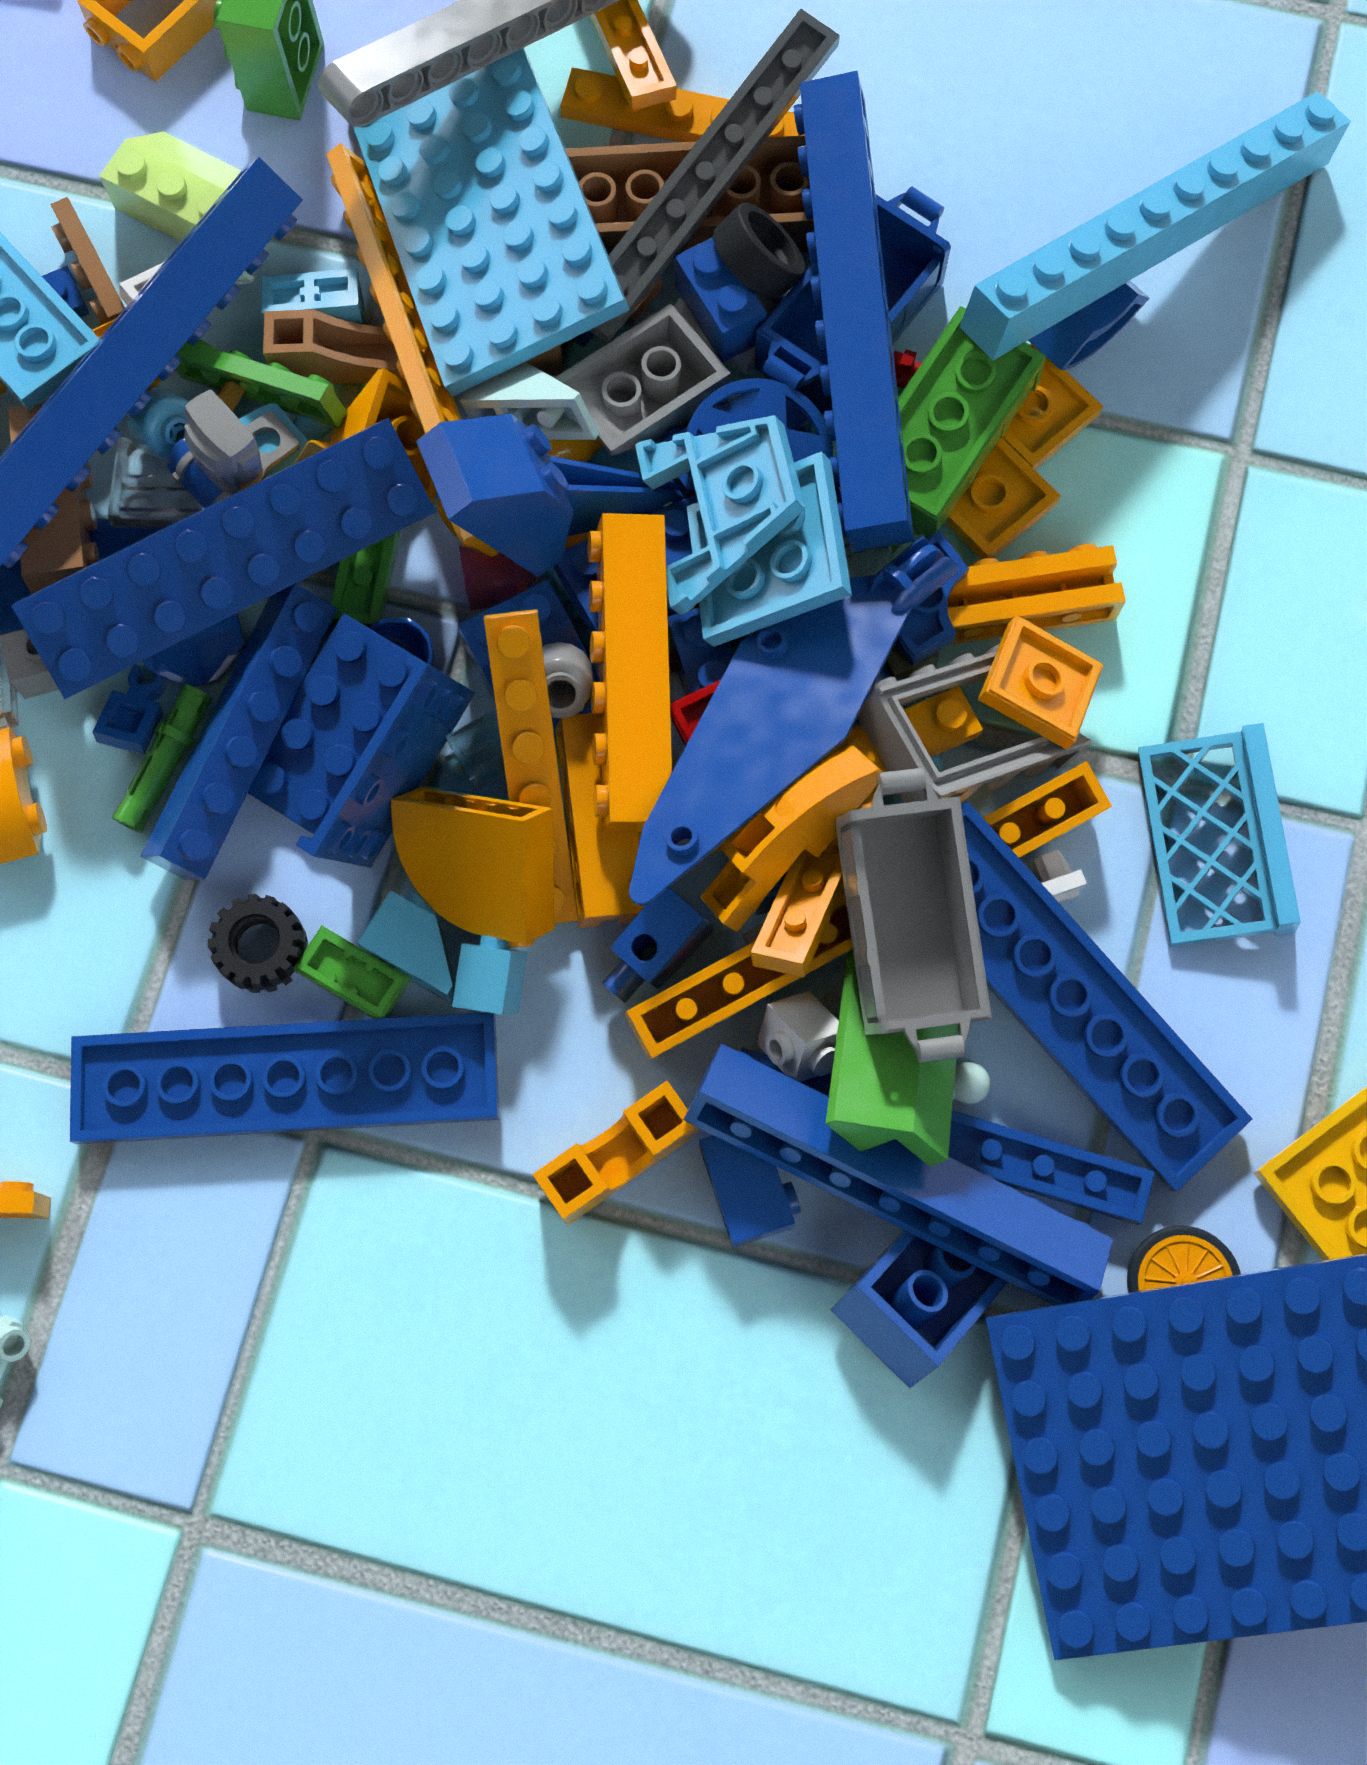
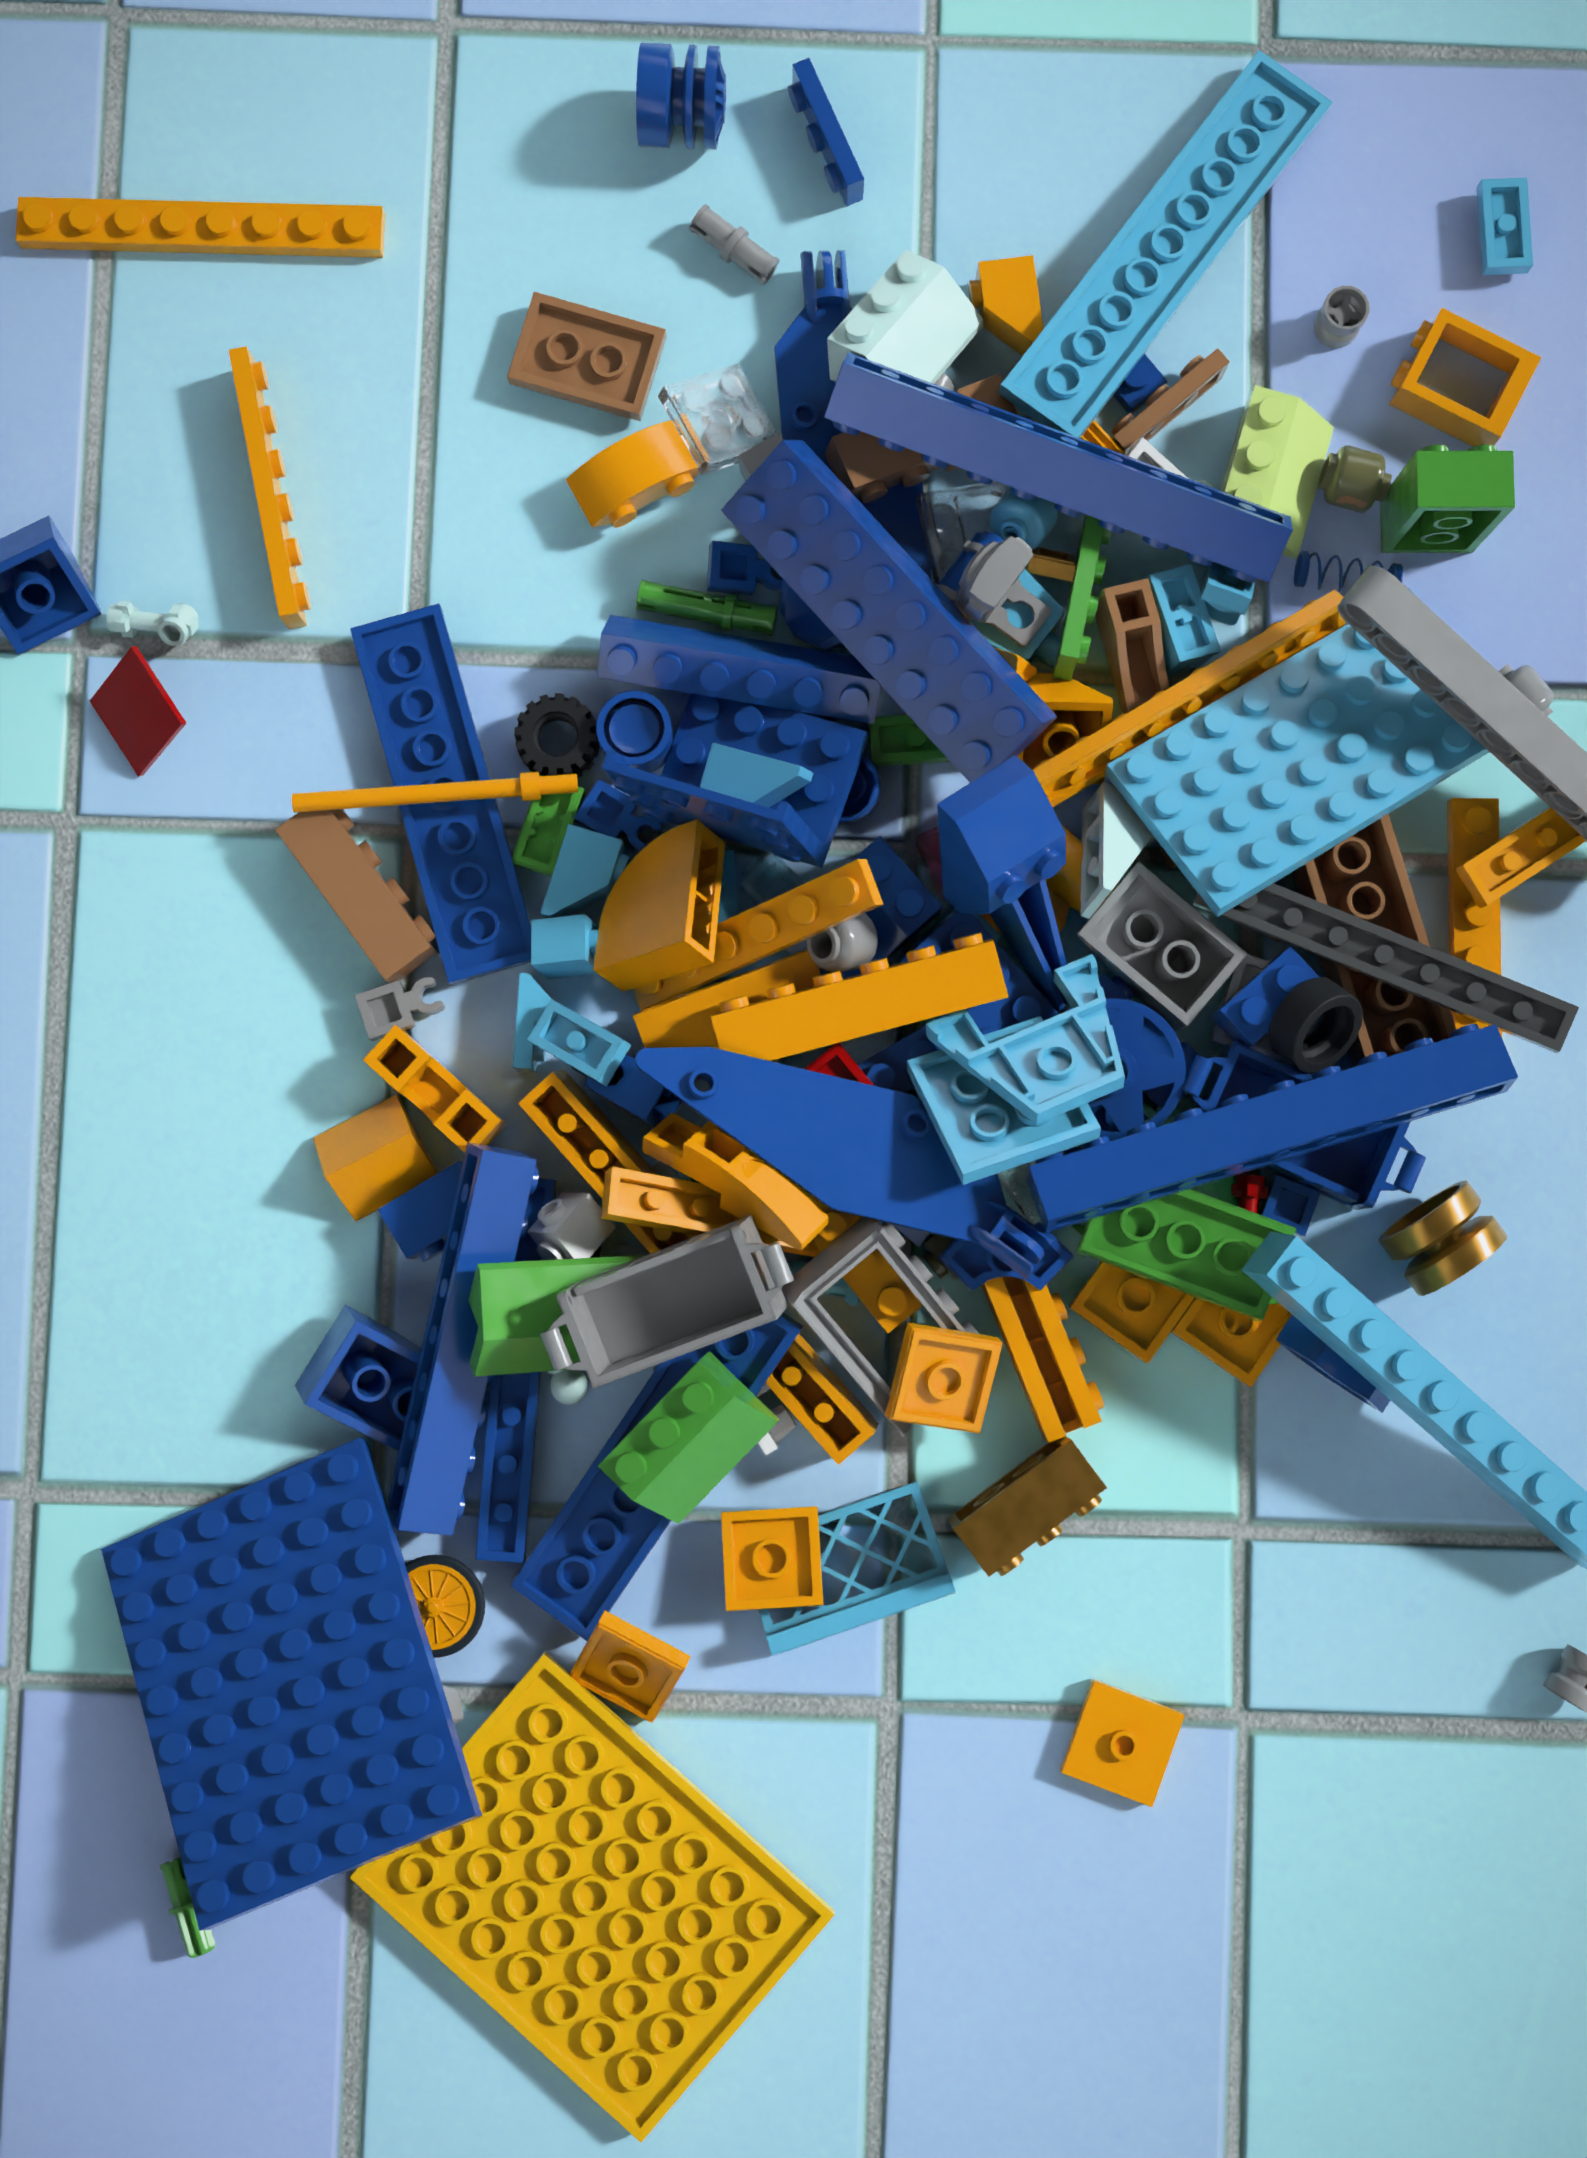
camera: 75 degrees right, 10 degrees up
(55, 96) = (1349, 309): none -> light grey wheel
(92, 1405) = (137, 711): none -> red piece
(220, 118) = (1354, 479): none -> olive head
(269, 860) = (636, 729): none -> blue piece
(297, 251) = (1225, 594): none -> medium azure slope
(303, 979) = (529, 787): none -> light orange bar
(328, 117) = (1303, 563): none -> blue piece
(355, 725) = (752, 776): none -> medium azure slope
(356, 901) = (612, 814): none -> blue plate
(366, 1197) = (358, 892): none -> medium nougat brick
(510, 1189) = (392, 1006): none -> light grey plate
(550, 1030) = (530, 1006): none -> medium azure slope
(601, 974) = (579, 1042): none -> medium azure plate
(671, 1243) = (374, 1157): none -> light orange slope
(921, 331) = (1290, 1203): none -> blue plate
(993, 196) = (1443, 1238): none -> pearl gold wheel
(1059, 946) = (689, 1440): none -> bright green slope
(1186, 635) = (1027, 1506): none -> pearl gold brick
(1197, 903) = (772, 1558): none -> light orange plate
(1287, 1077) = (629, 1666): none -> light orange plate

